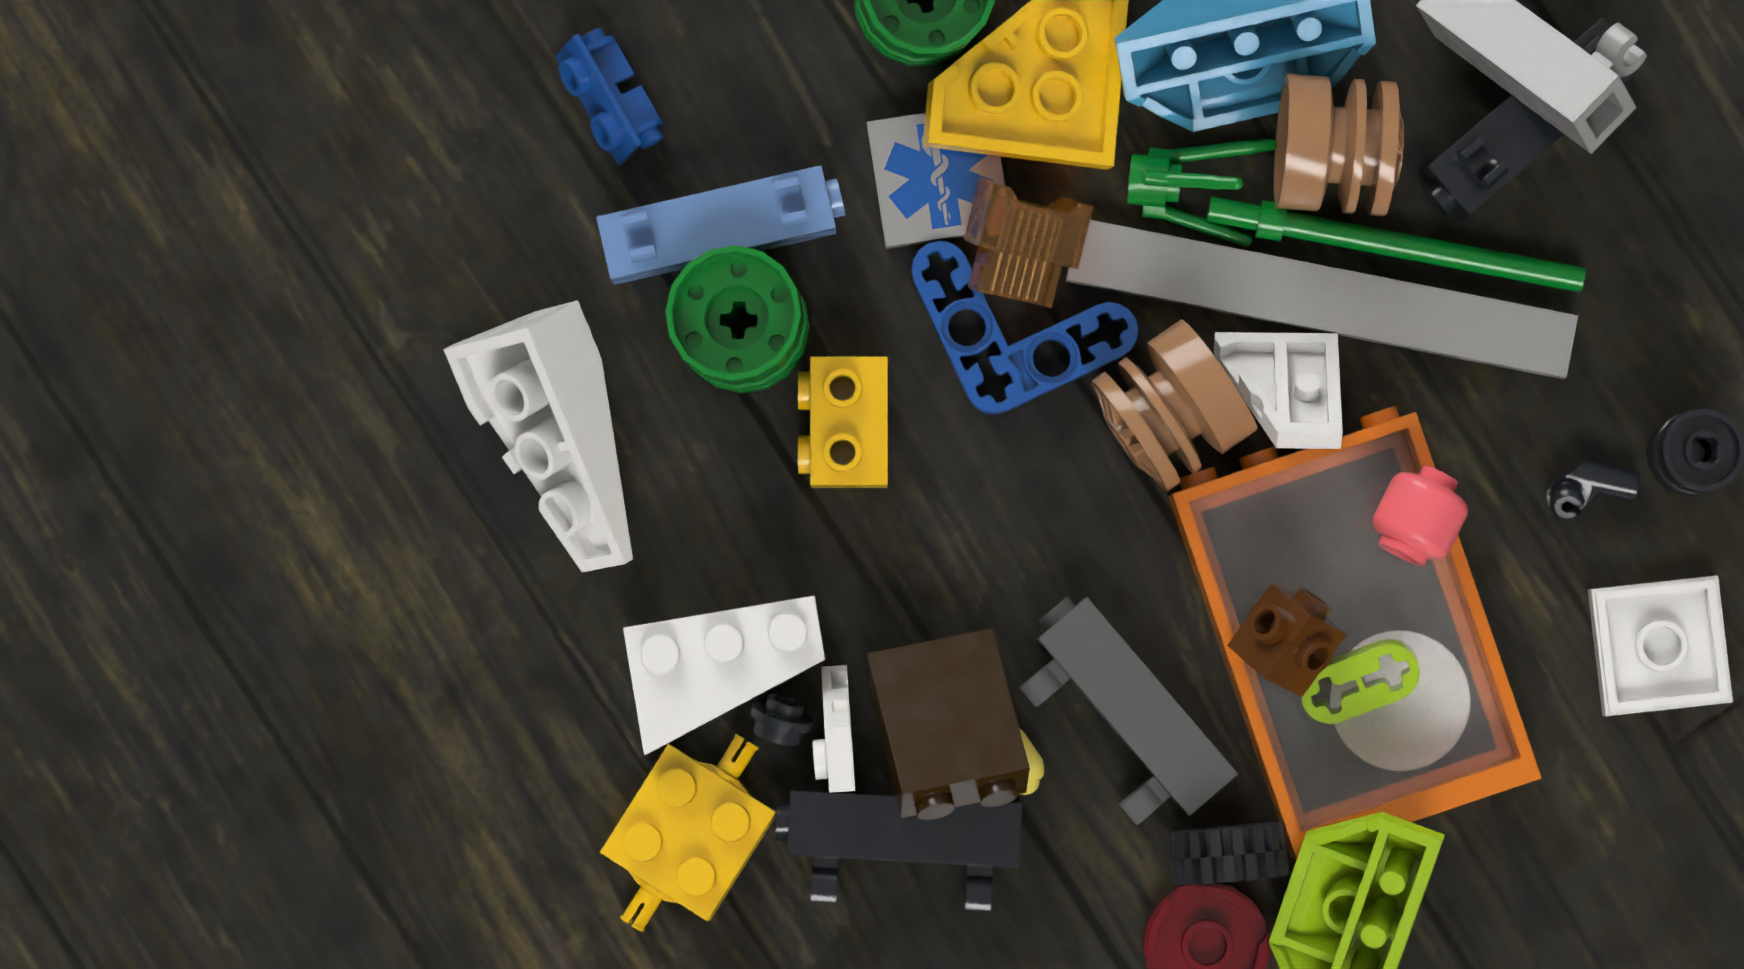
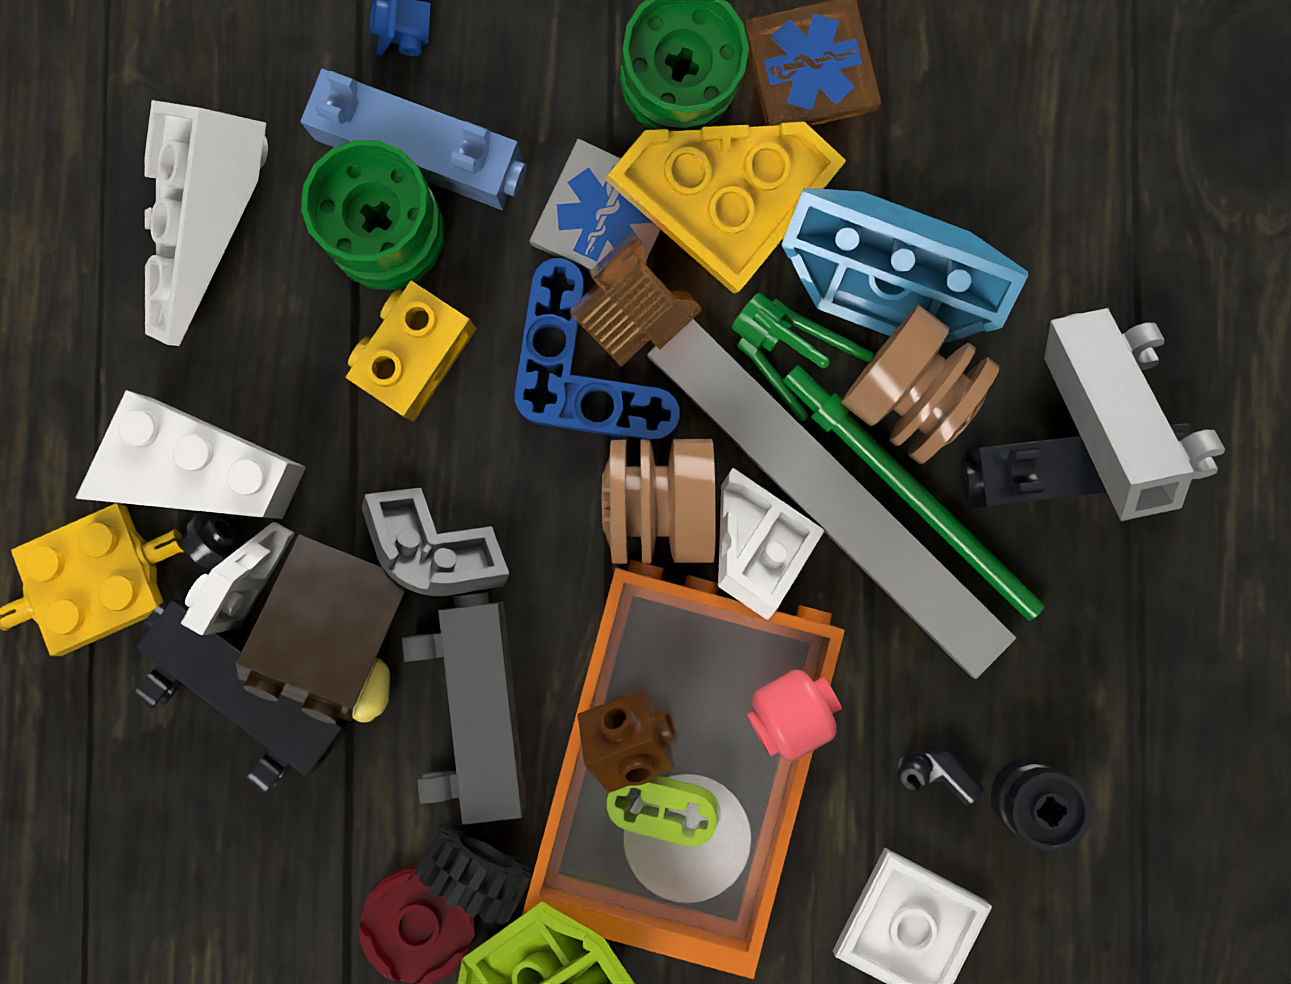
camera: 35 degrees right, 0 degrees up
(993, 601) = (427, 560): none -> plate

